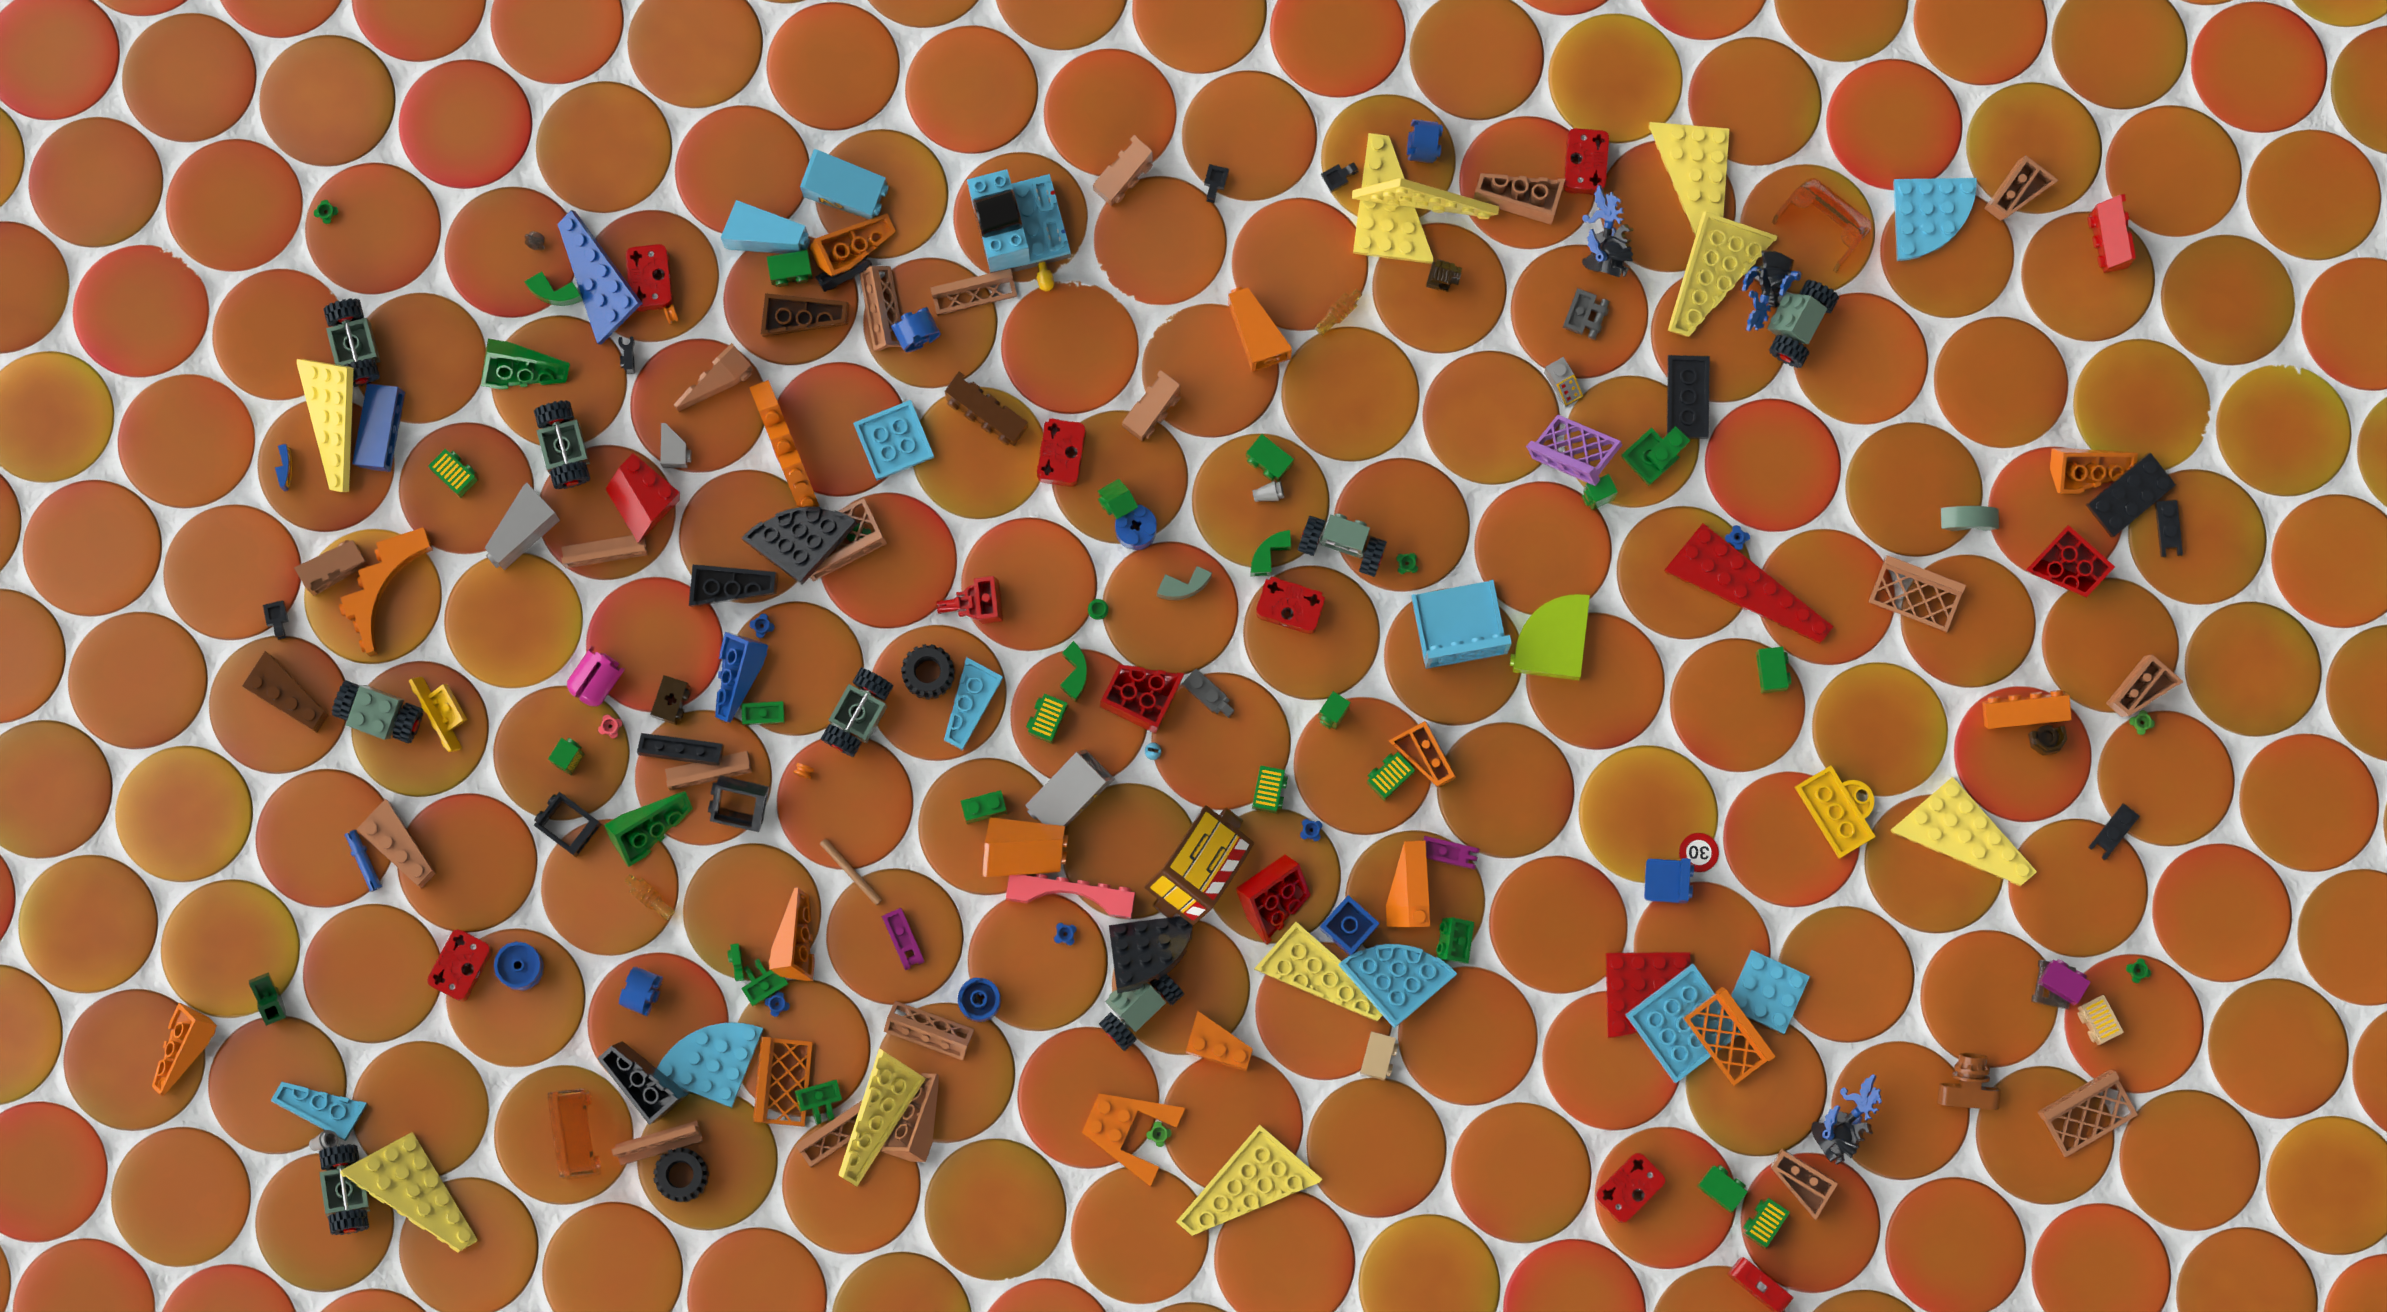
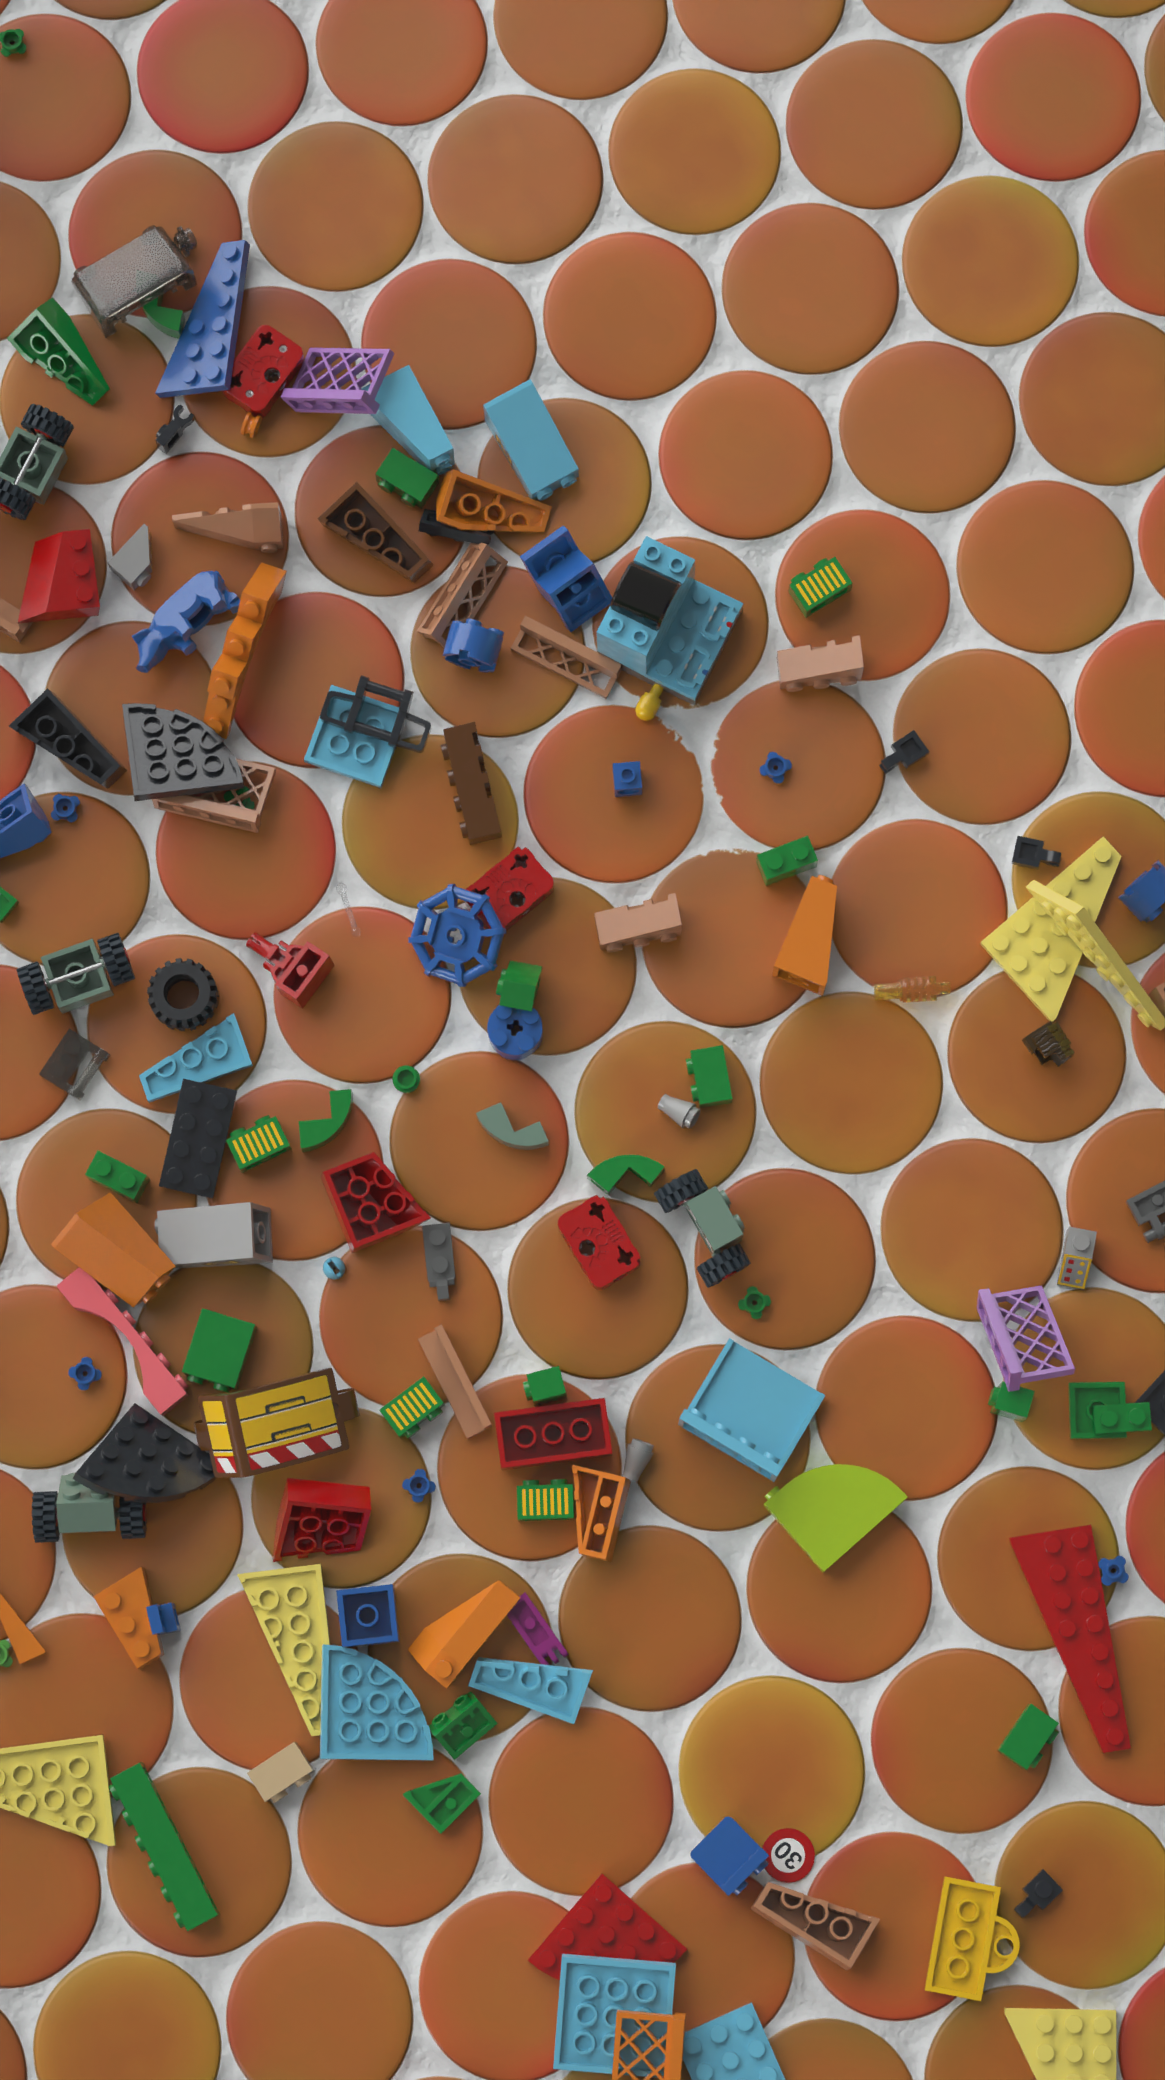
camera: 45 degrees right, 0 degrees up
(524, 288) = (132, 278): none -> clear smoke windscreen
(707, 256) = (333, 398): none -> medium lavender fence
(732, 457) = (183, 616): none -> blue animal
(888, 434) = (352, 724): none -> black bar
(893, 766) = (66, 1061): none -> clear smoke plate
(935, 246) = (566, 578): none -> blue bracket
(963, 534) = (341, 889): none -> clear hinge
(1010, 745) = (198, 1138): none -> black plate
(1066, 506) = (472, 935): none -> blue plate
(1071, 331) = (627, 779): none -> blue brick
(1083, 128) = (819, 586): none -> green brick
(1130, 853) = (219, 1350): none -> green brick
(1154, 256) = (772, 760): none -> blue plate
(1203, 299) = (786, 860): none -> green brick
(1236, 1028) = (163, 1618): none -> blue slope
(1279, 754) = (455, 1382): none -> nougat fence
(1351, 1155) = (164, 1846): none -> green brick
(1361, 734) = (553, 1434): none -> red brick
(1419, 706) = (637, 1458): none -> light grey cone
(1477, 882) = (540, 1687): none -> medium azure wing
(1482, 991) = (443, 1800): none -> green wing
(1748, 874) = (823, 1926): none -> nougat wedge
(1854, 749) = (1040, 1892): none -> black plate

